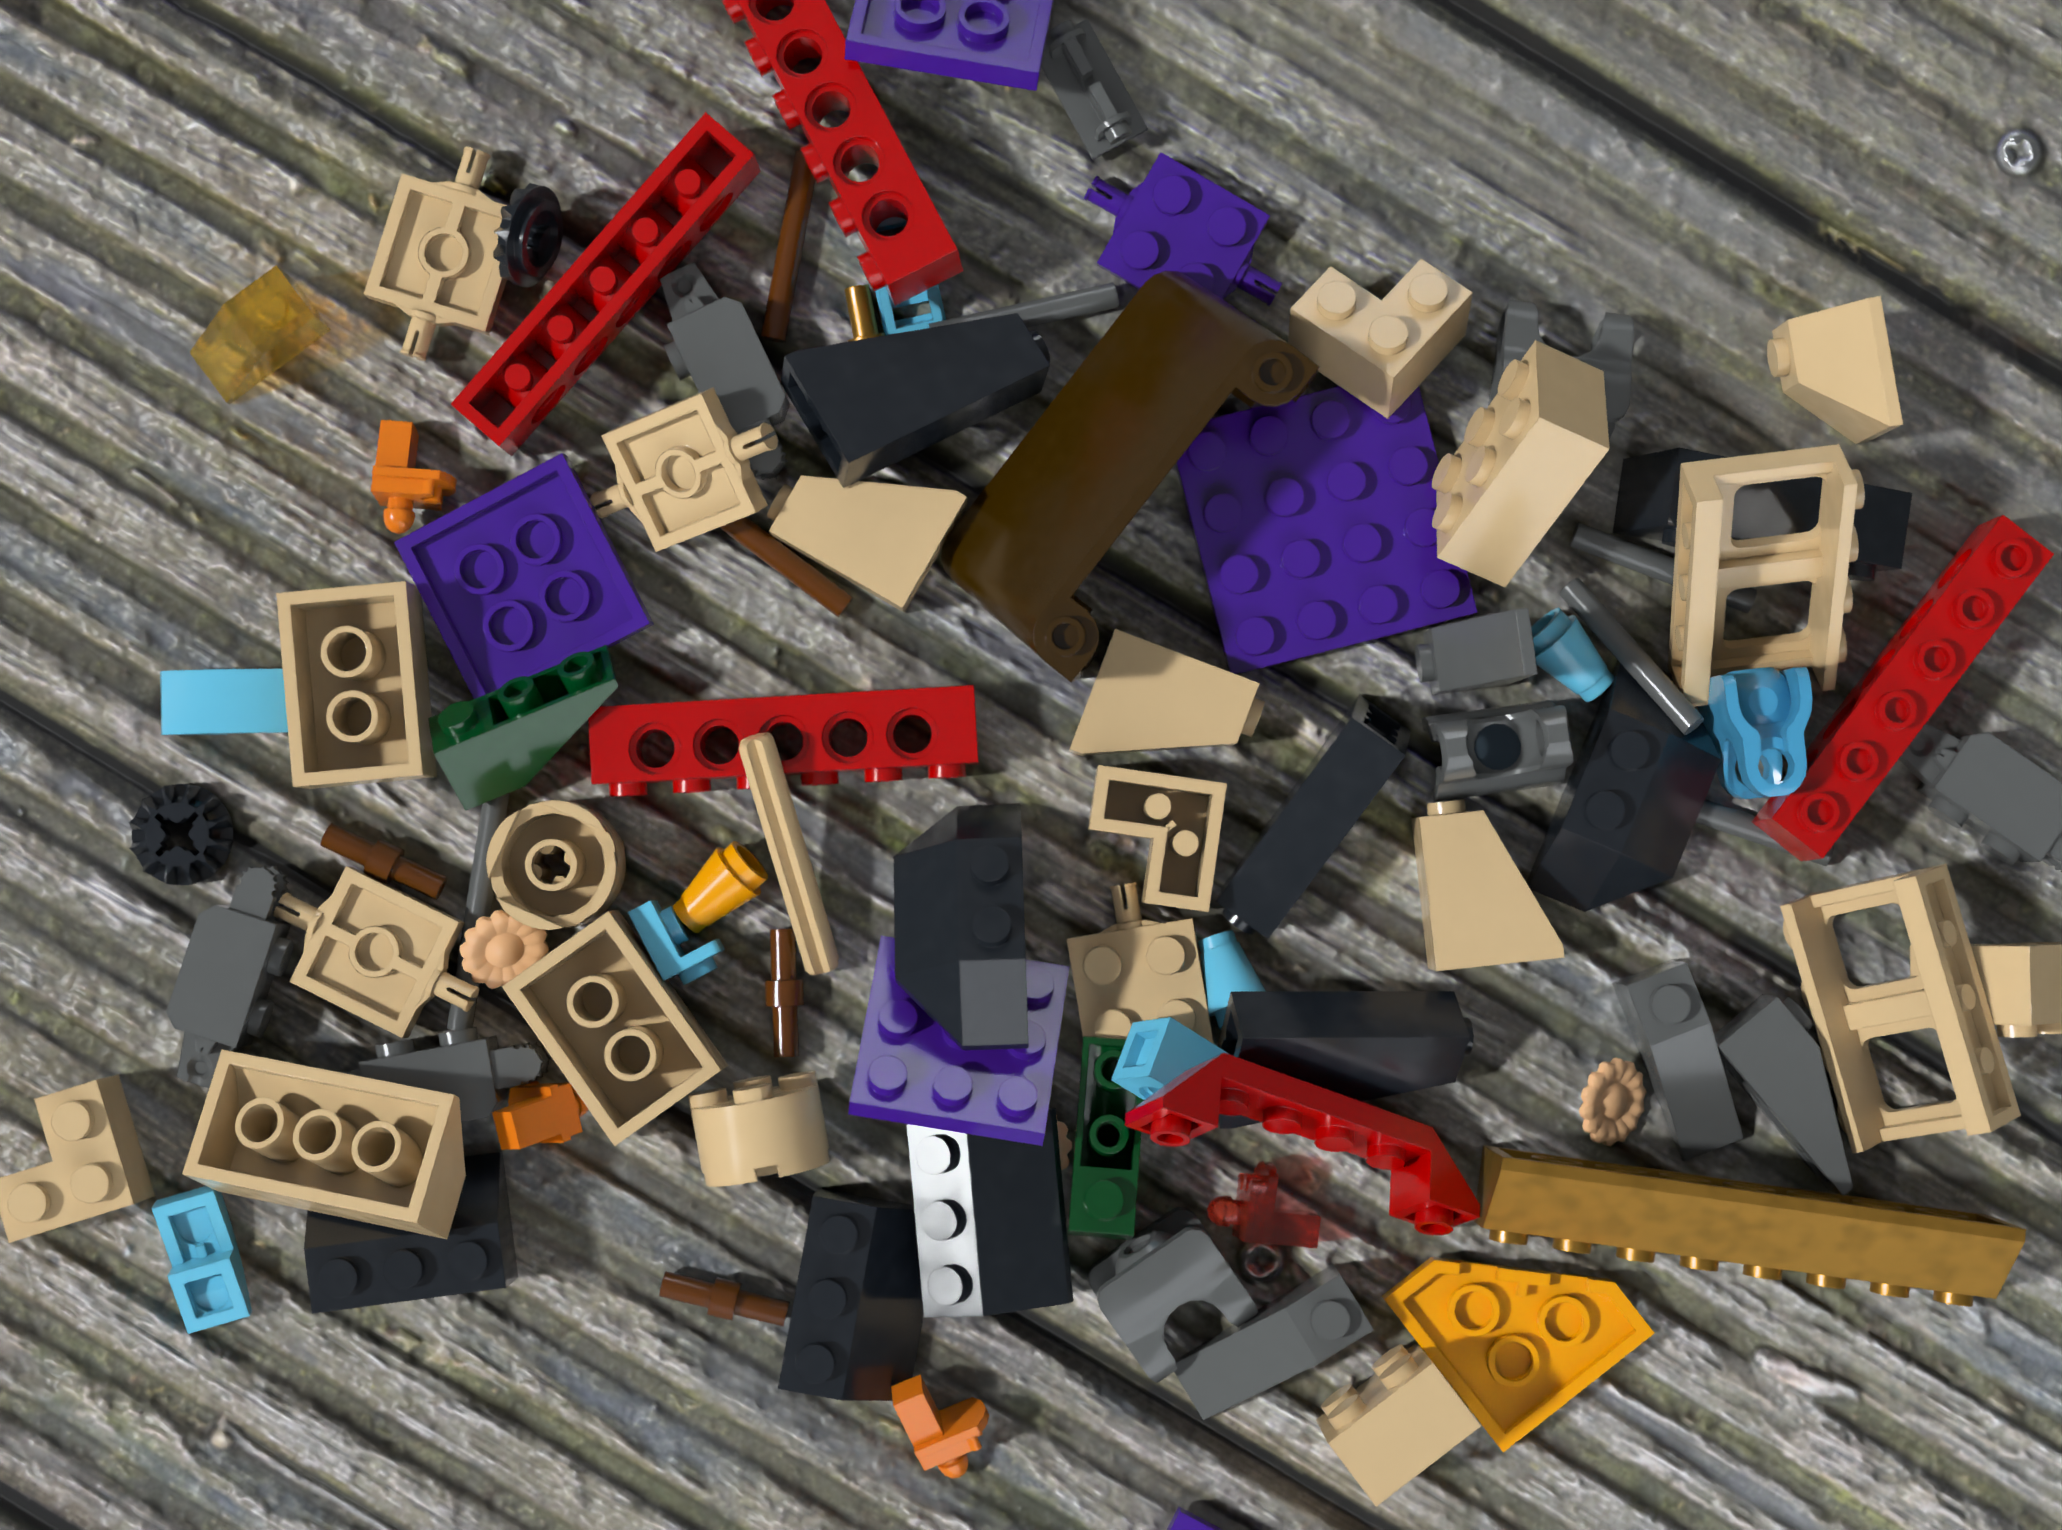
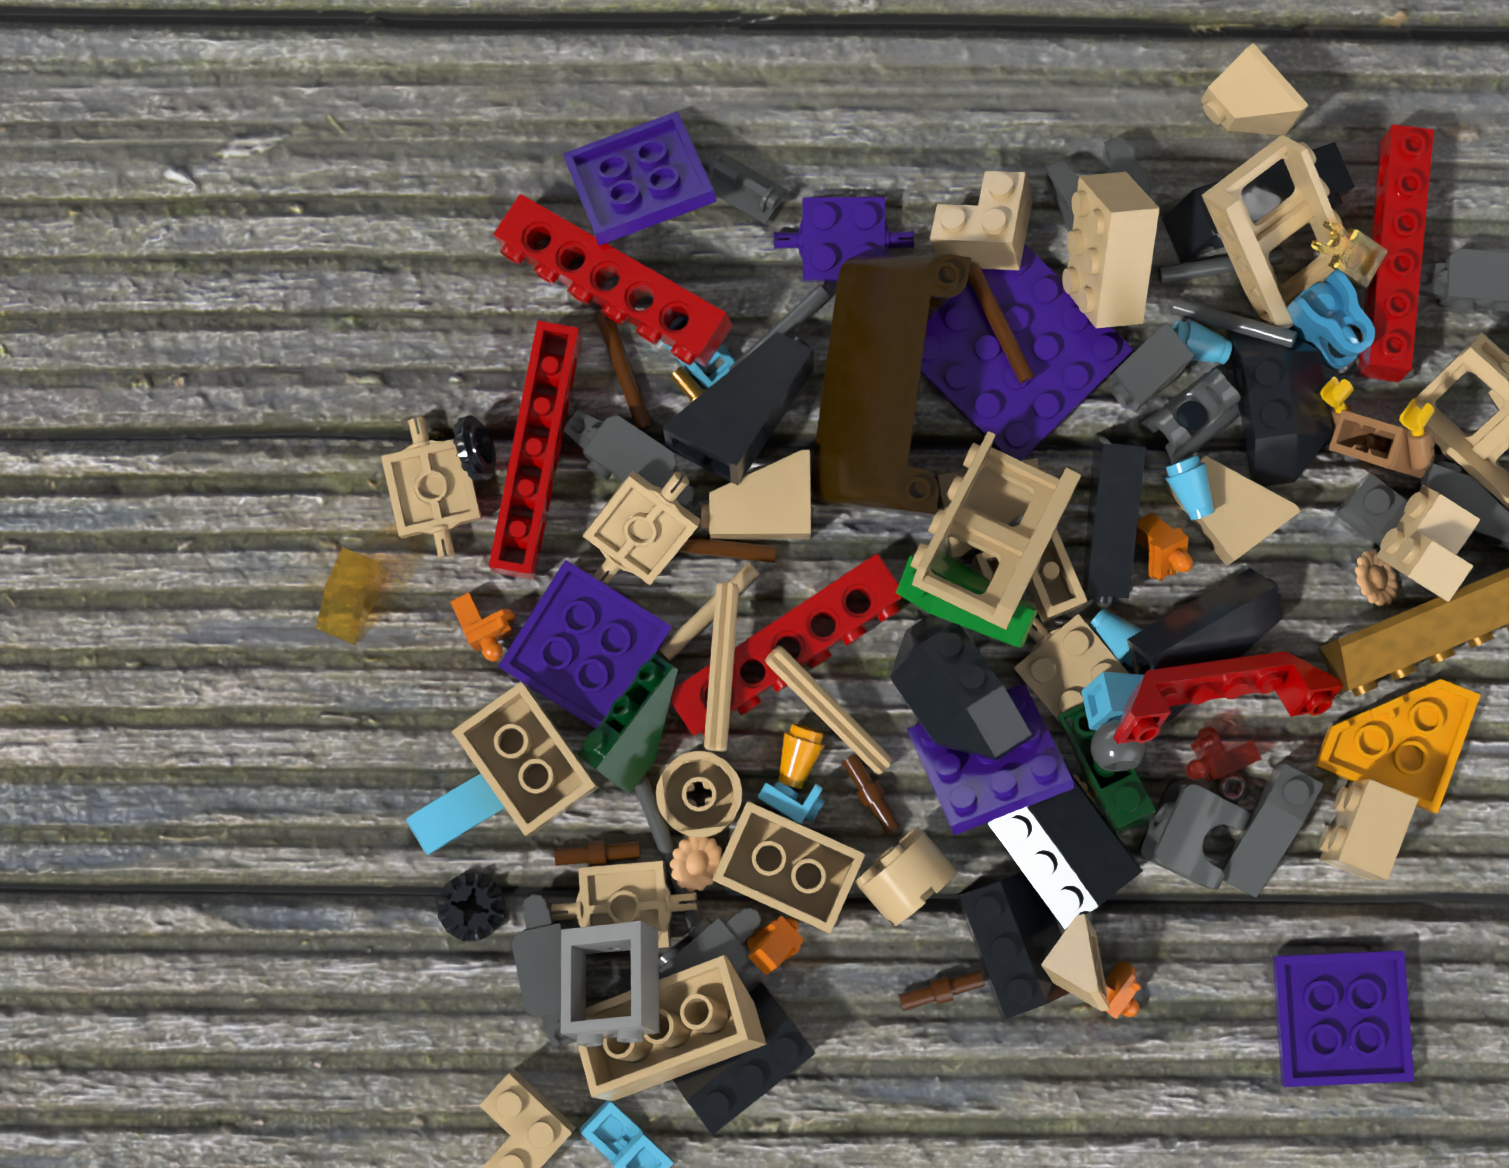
camera: 20 degrees left, 5 degrees down
(330, 1068) = (644, 1018): none -> light grey window
(679, 715) = (721, 667): none -> tan axle
(714, 631) = (704, 616): none -> tan bar
(913, 1373) = (1077, 964): none -> tan slope
(1050, 812) = (963, 576): none -> green slope
(1111, 1135) = (1115, 756): none -> dark grey piece
(1153, 786) = (1015, 547): none -> tan window
(1318, 476) = (1000, 325): none -> reddish brown bar
(1359, 896) = (1165, 545): none -> orange piece
(1437, 840) = (1191, 486): none -> medium azure cone
(1700, 1099) = (1428, 542): none -> tan brick
(1720, 927) = (1377, 441): none -> medium nougat torso
(1838, 657) = (1352, 253): none -> clear yellow plate

